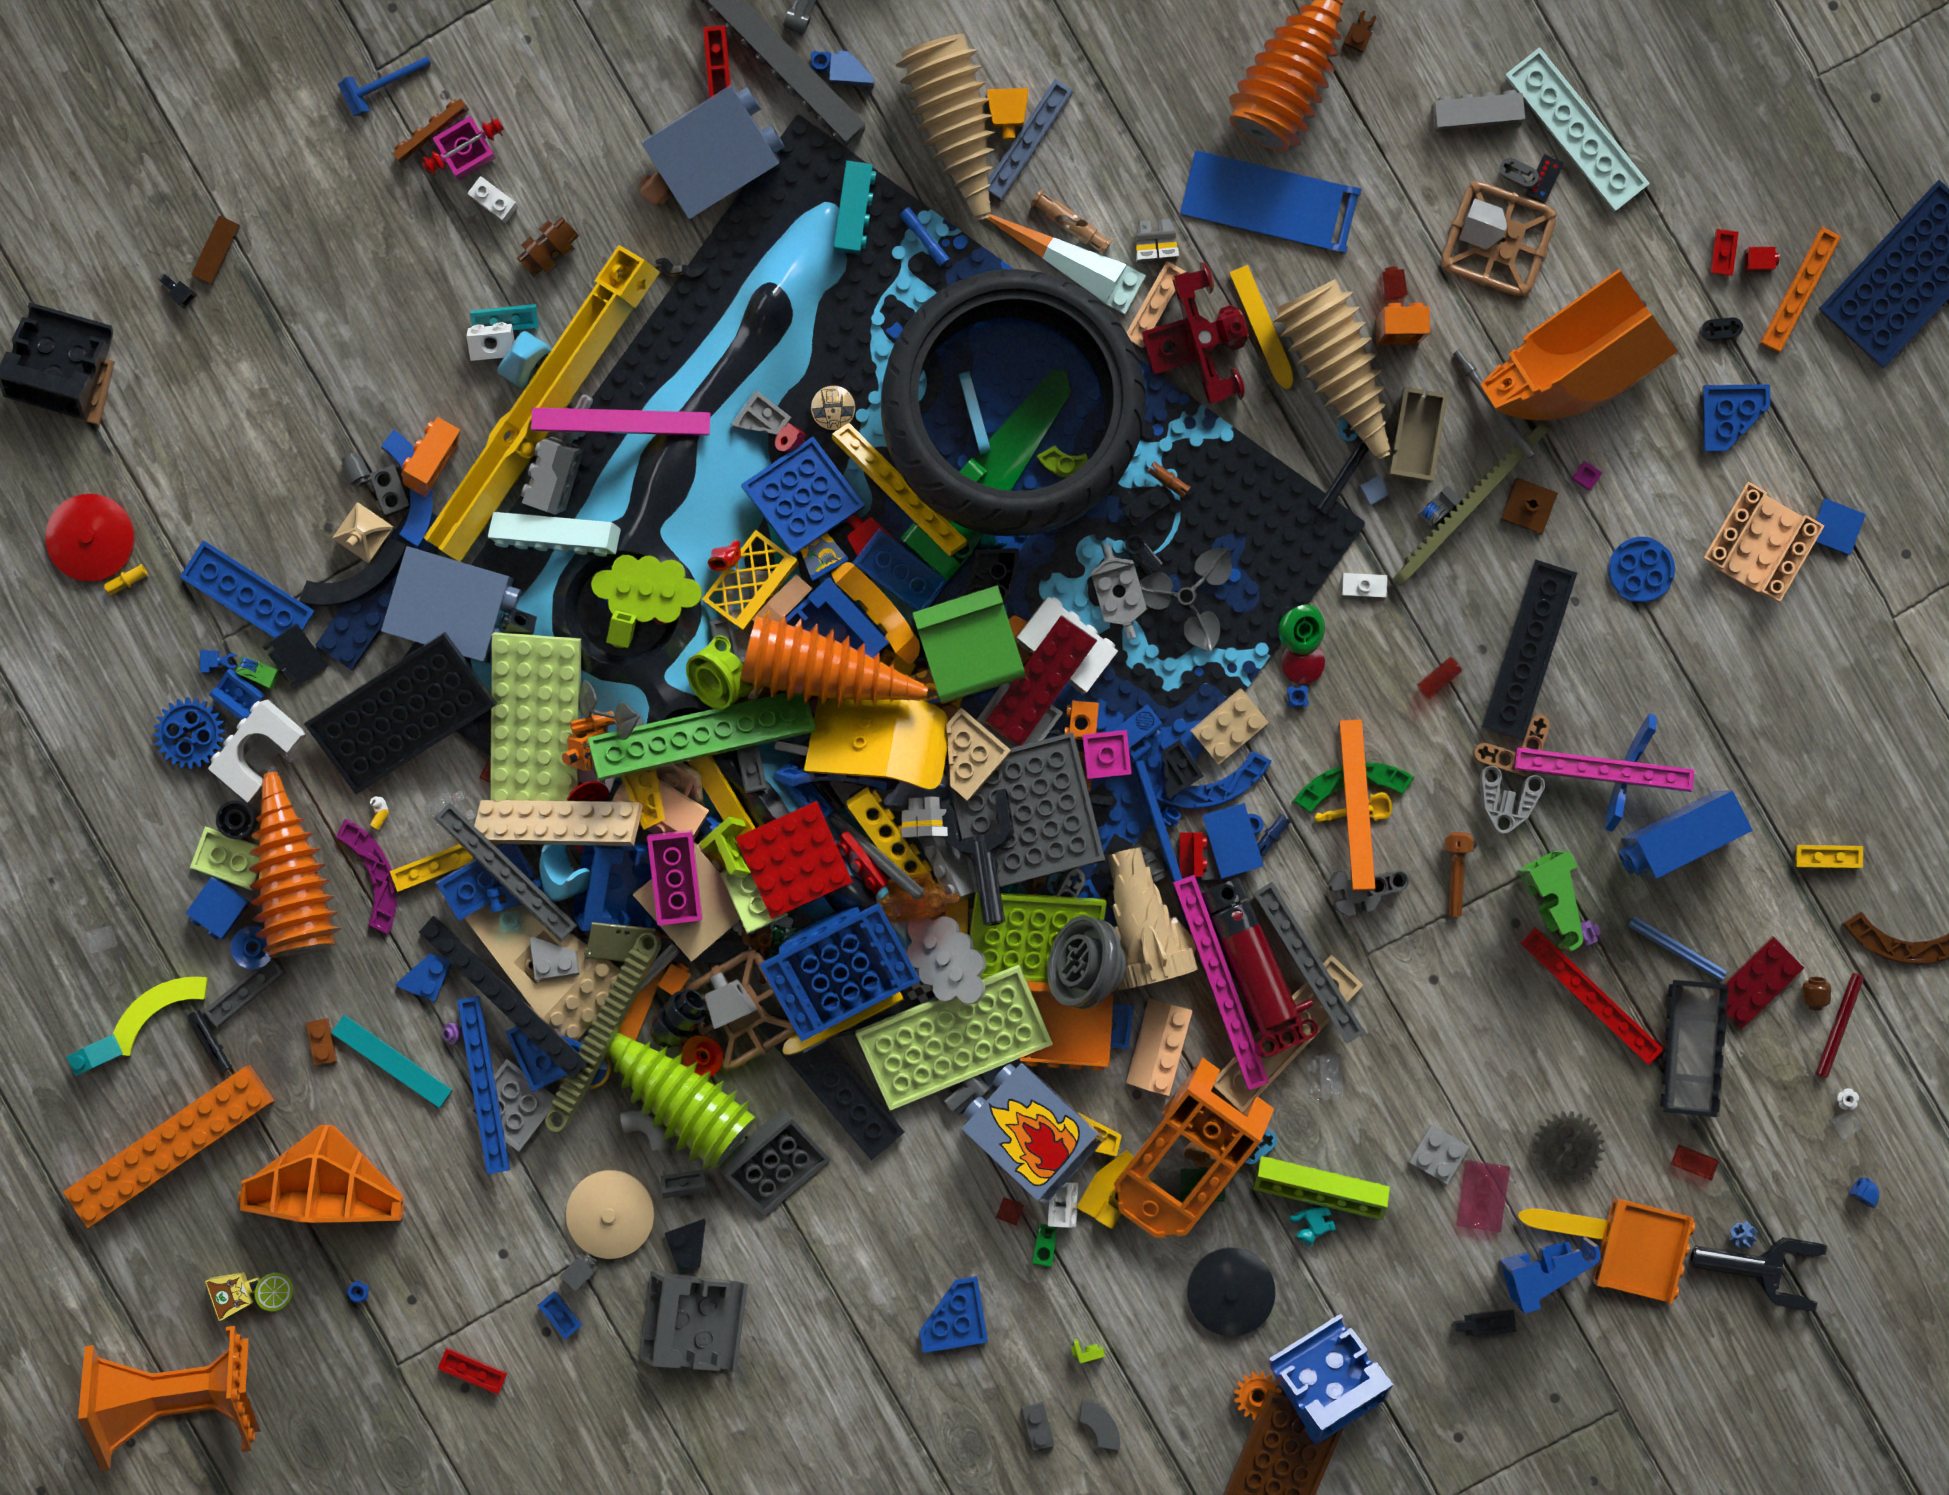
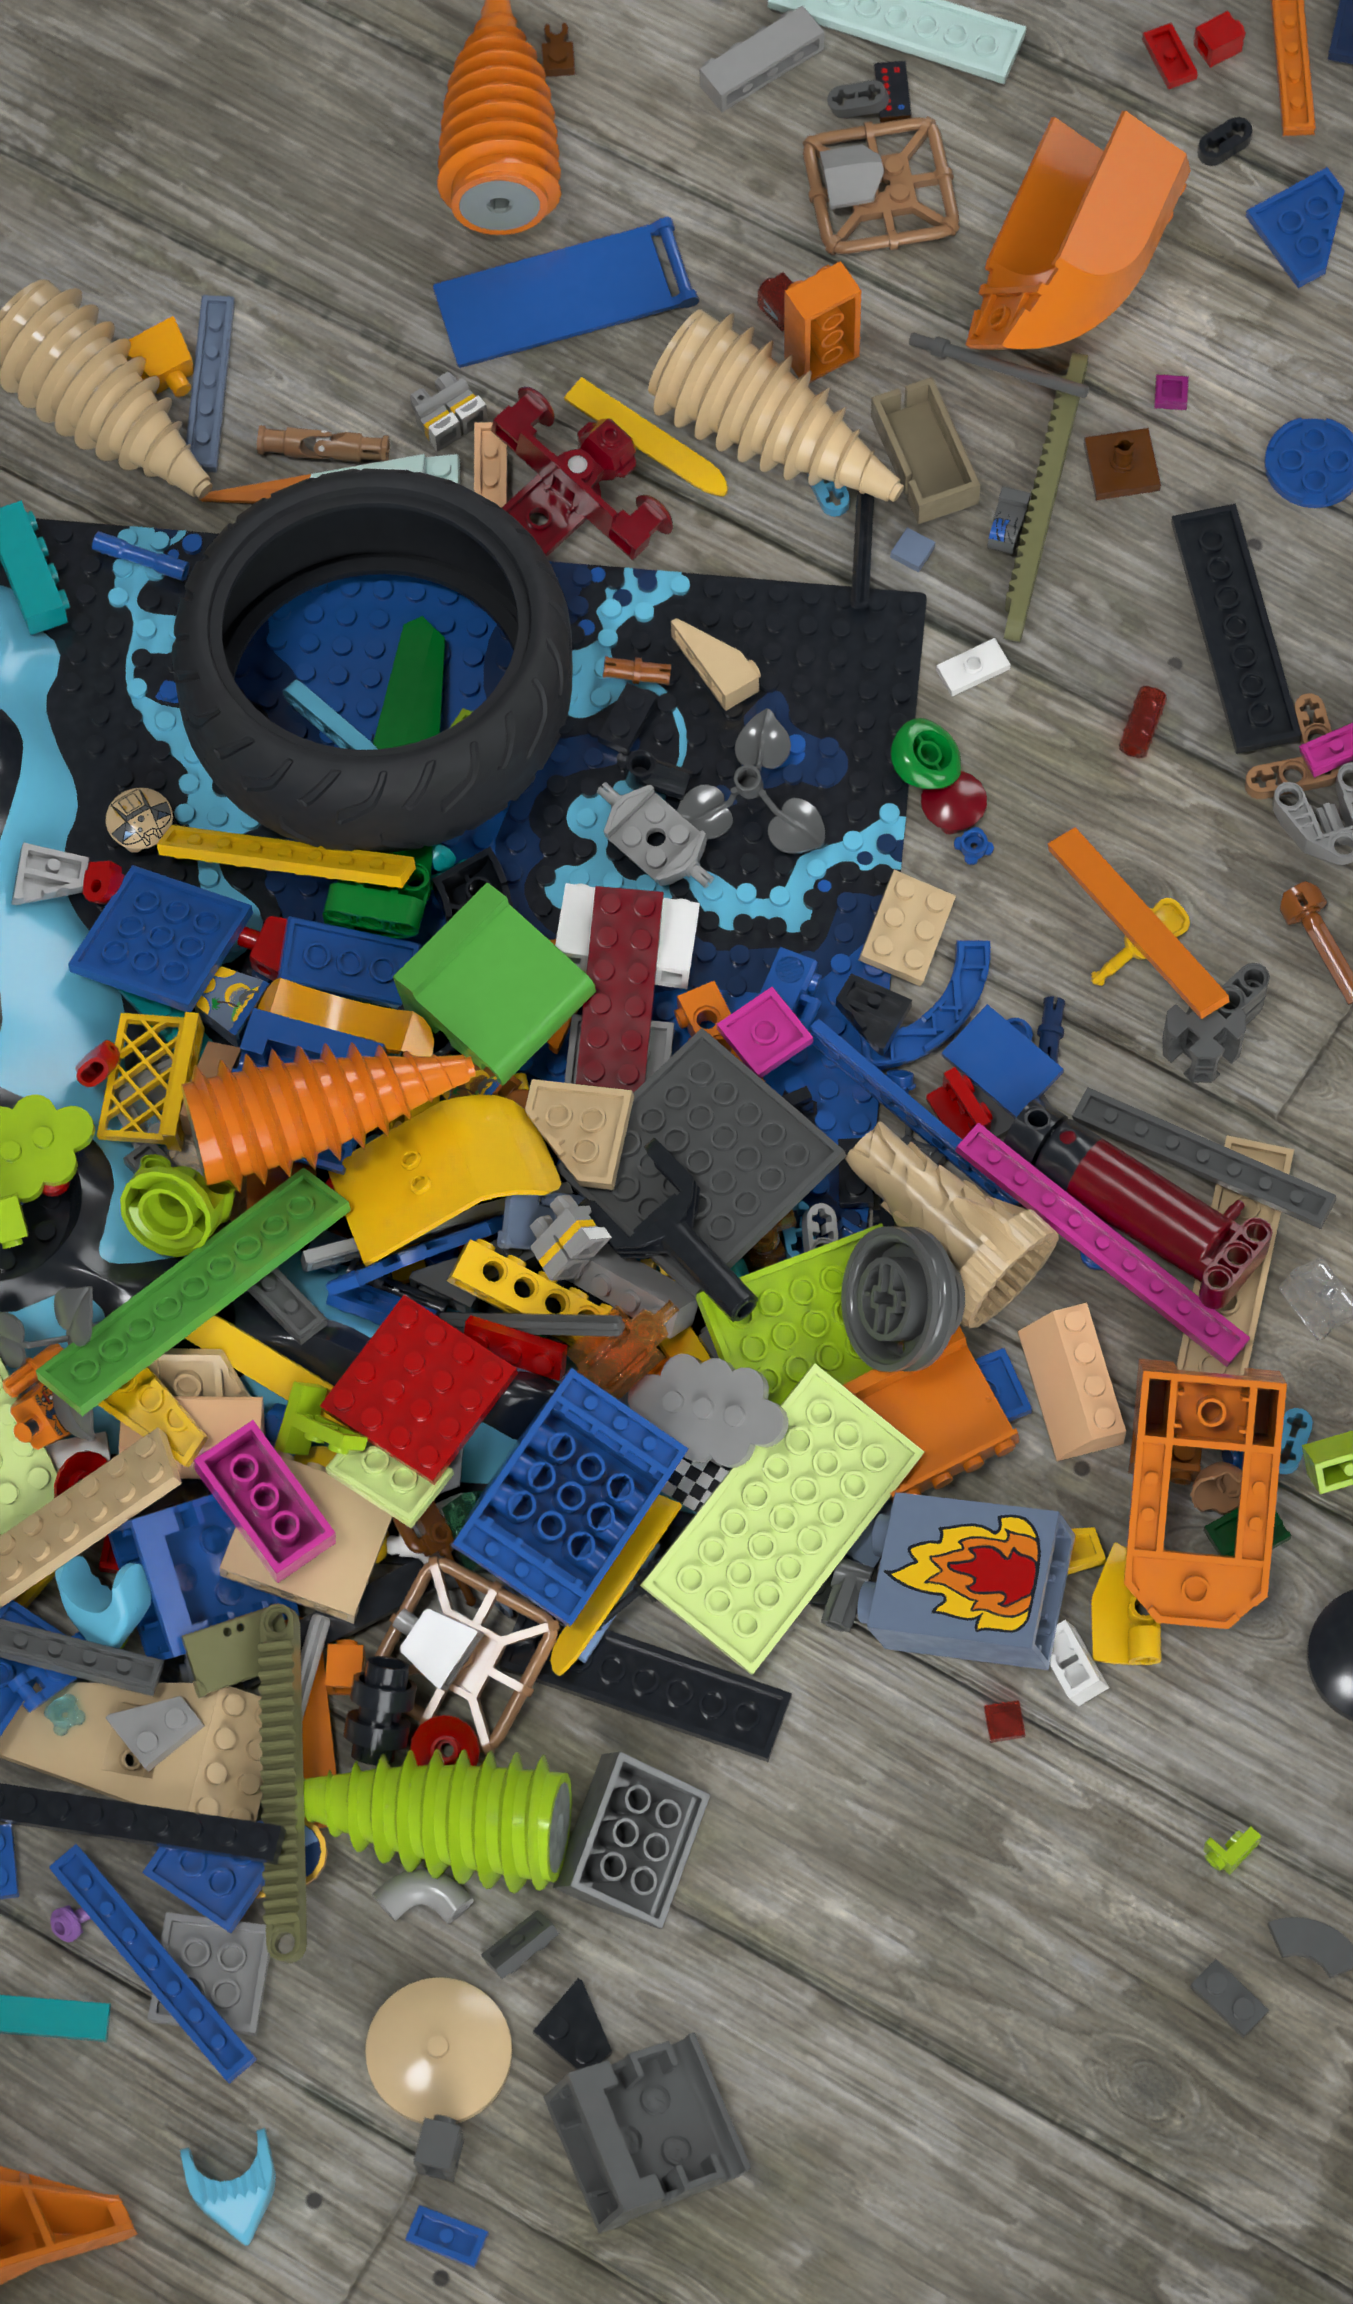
camera: 30 degrees left, 20 degrees down
(461, 1236) = (235, 2203): none -> medium azure animal
(956, 1319) = (1020, 1911): blue plate -> none
(1044, 1245) = (1083, 1739): green leg -> none
(1218, 509) = (718, 664): none -> tan slope
(1333, 780) = (1089, 920): green tile -> none

